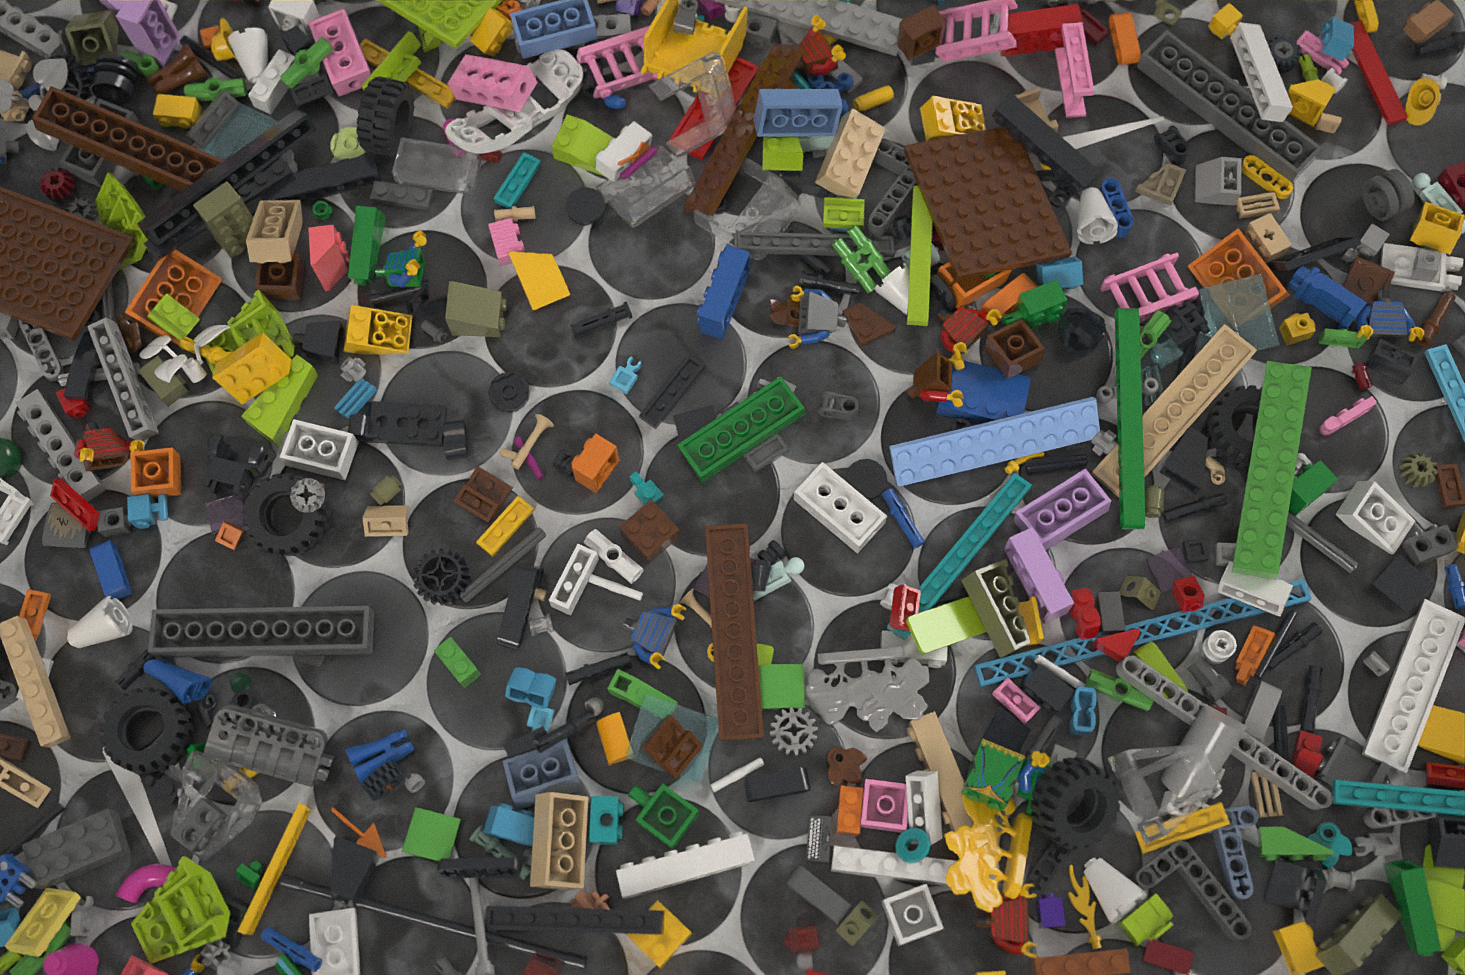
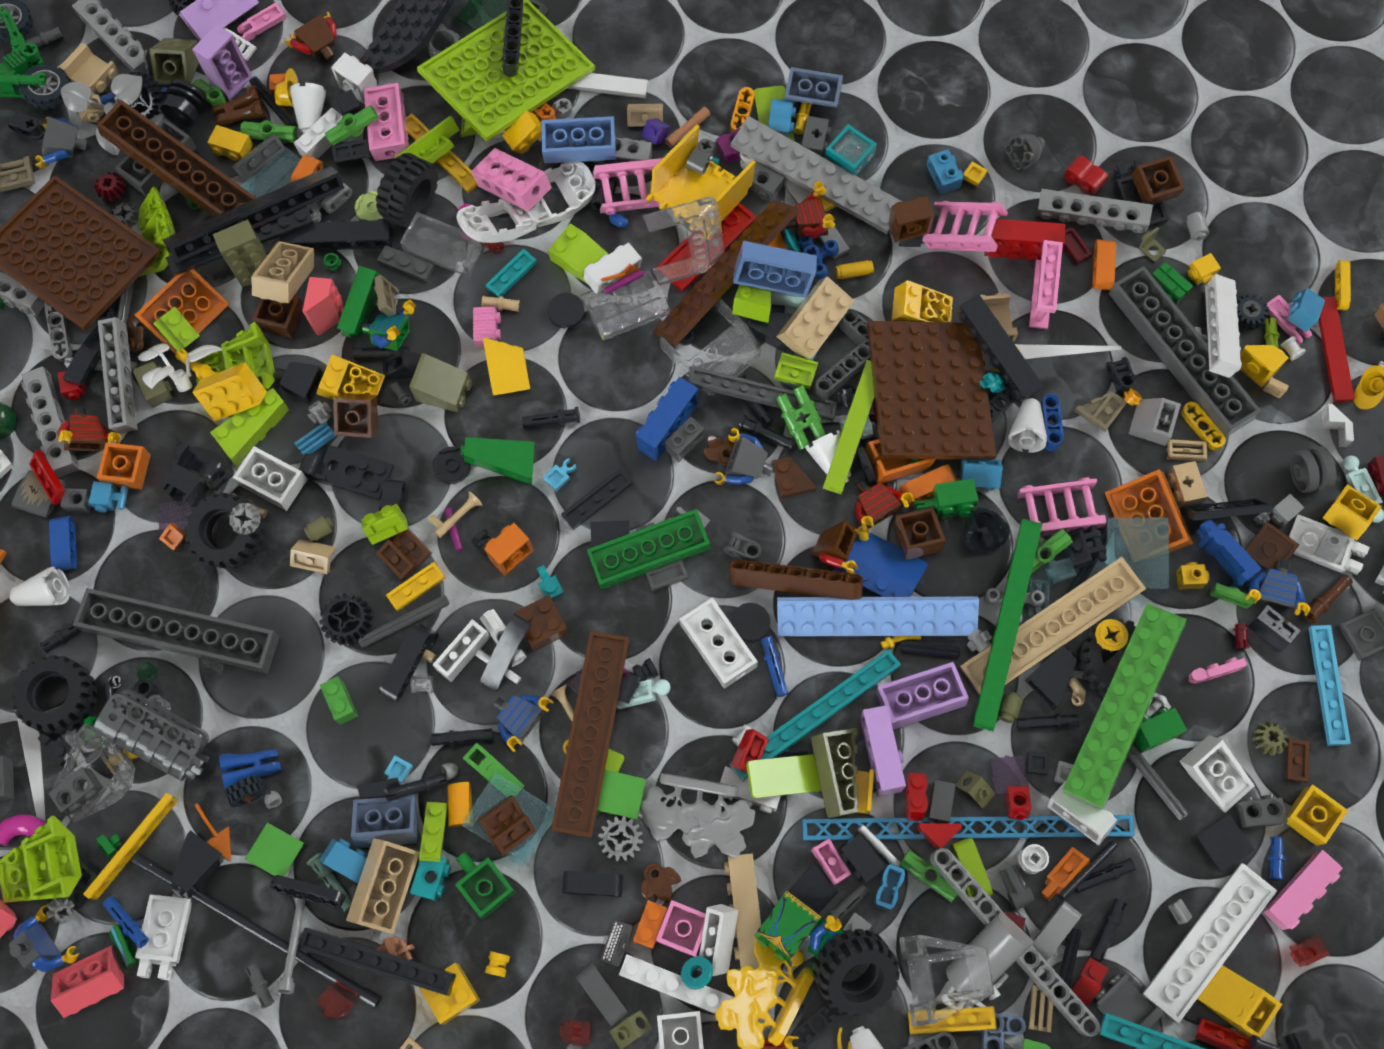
camera: 15 degrees right, 0 degrees up
(183, 683) = (94, 657): blue piece -> none
(268, 117) = (305, 167): none -> orange beam
(307, 146) = (335, 200): none -> light grey beam
(391, 229) = (386, 294): none -> dark tan wing
(393, 362) = (355, 415): none -> reddish brown brick
(455, 468) = (384, 523): none -> lime brick
(530, 687) = (396, 739): dark azure brick -> none
(560, 370) = (501, 456): none -> green slope
(596, 772) = (433, 832): none -> lime plate
(622, 569) = (505, 652): none -> slope
(685, 866) = (489, 937): white brick -> none
(700, 891) = (497, 964): none -> yellow wheel
(737, 774) = (559, 865): white piece -> none
(747, 309) = (684, 439): none -> dark grey brick
(902, 424) = (796, 579): none -> reddish brown beam
(1047, 179) = (994, 382): none -> teal plate
(1190, 164) = (1132, 397): none -> light orange plate
(1198, 40) = (1172, 282): none -> green brick
(1236, 394) = (1112, 626): none -> yellow gear
(1394, 141) = (1335, 419): none -> white slope

